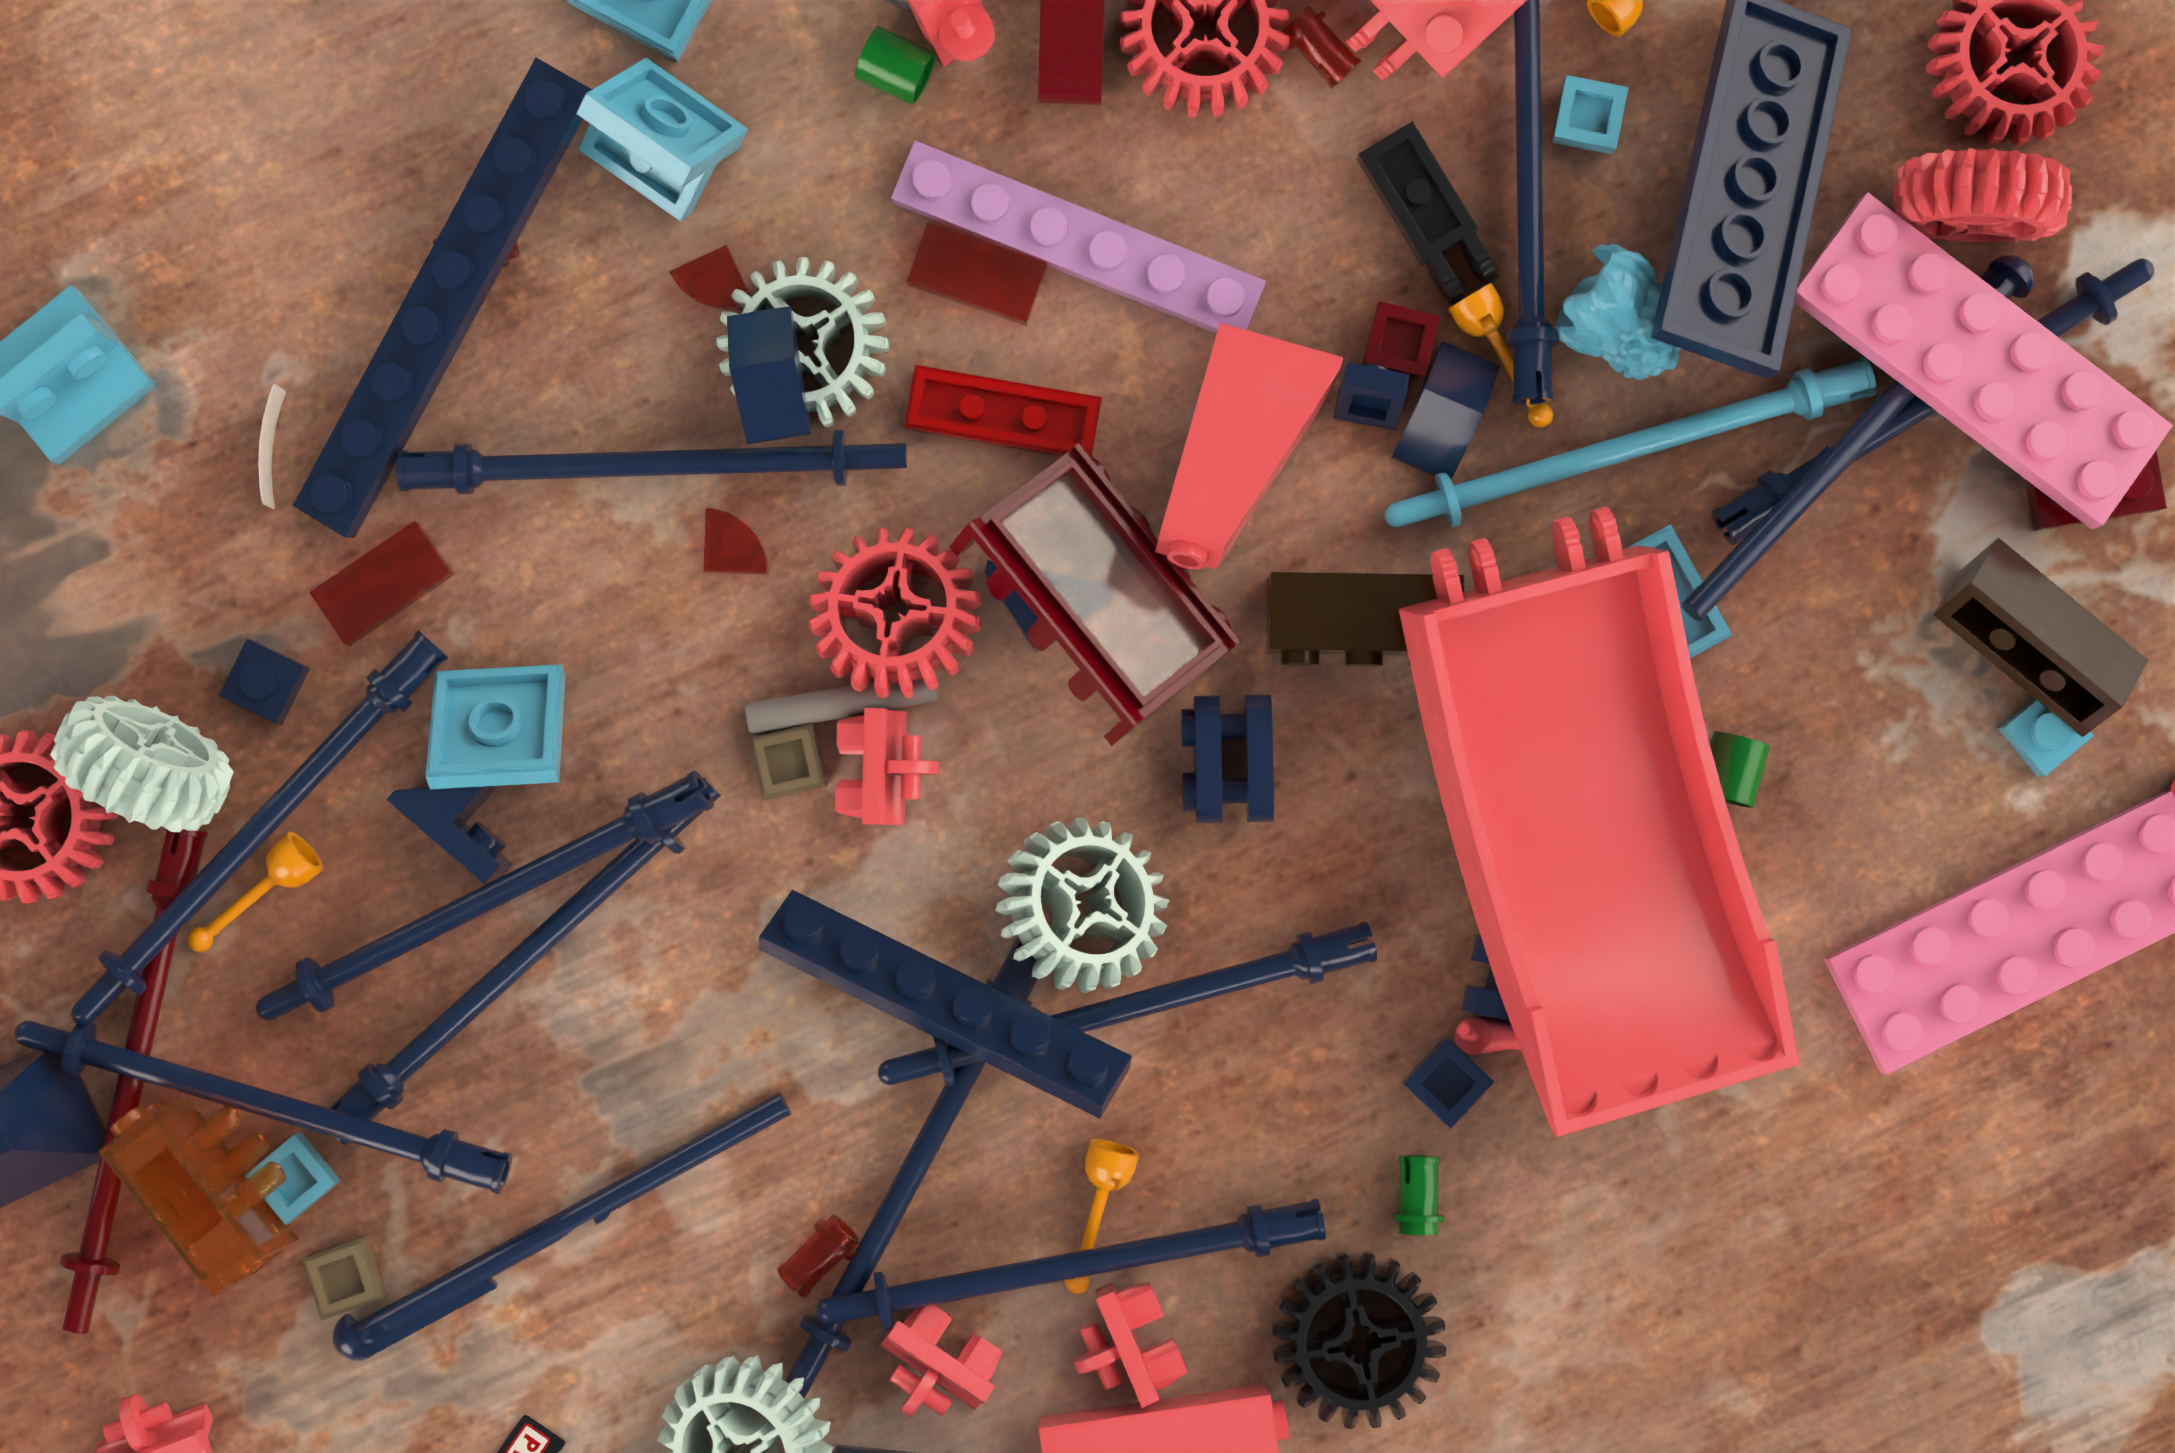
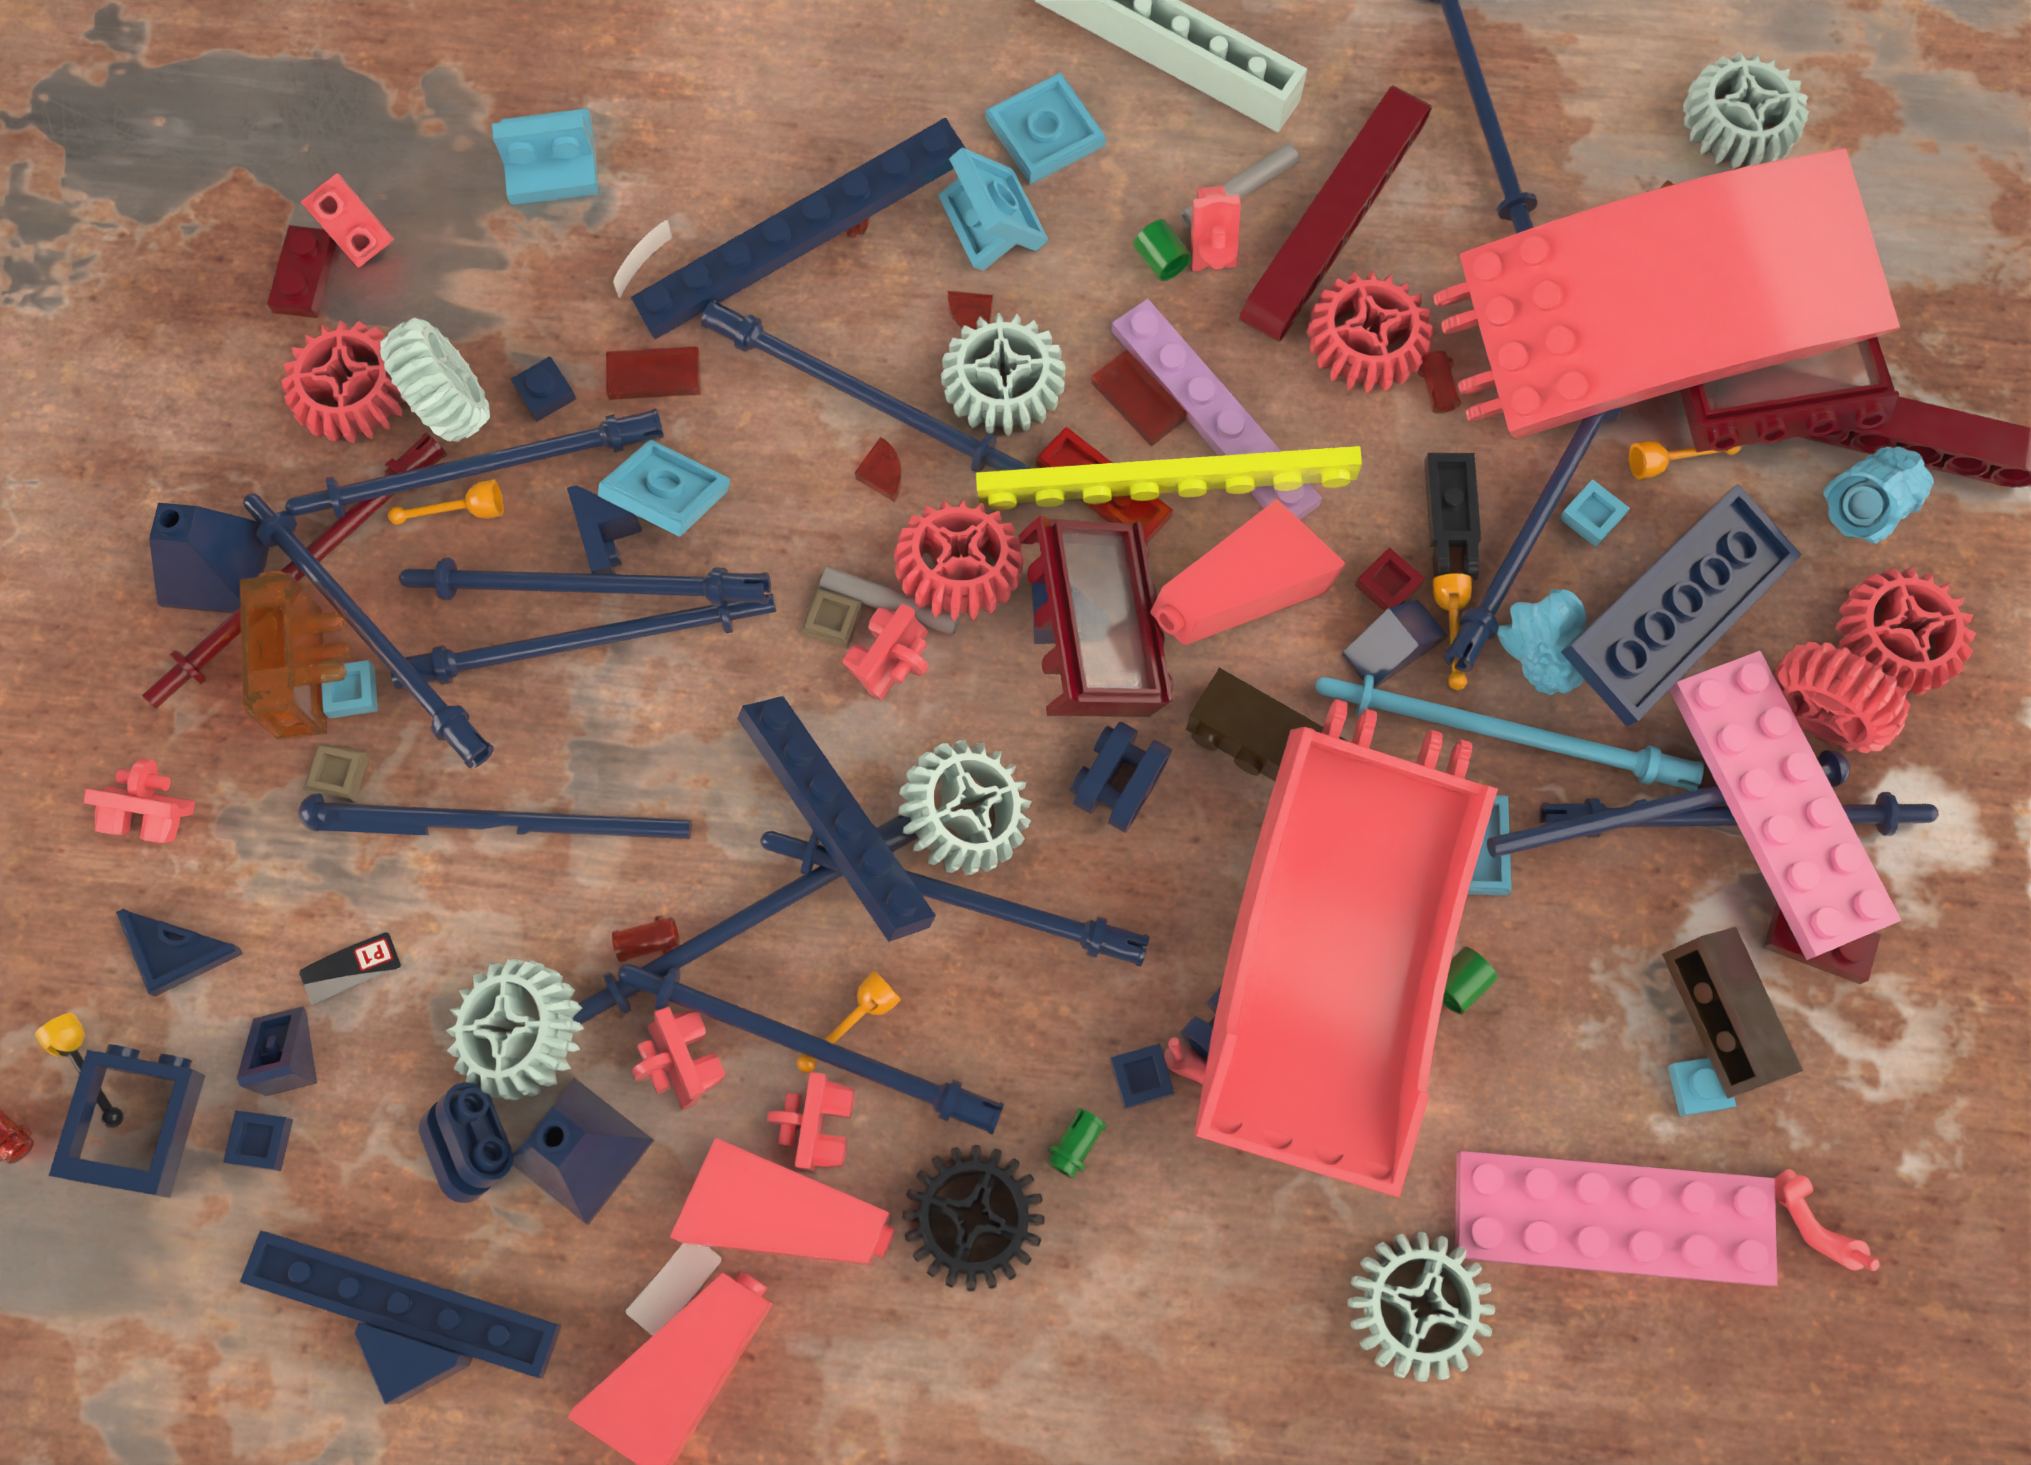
camera: 30 degrees right, 15 degrees down
(767, 375) = (967, 371): dark blue slope -> none
(1103, 358) = (1184, 475): none -> neon yellow plate
(1371, 395) = (1350, 602): dark blue plate -> none
(1883, 1175) = (1414, 1329): none -> light aqua gear

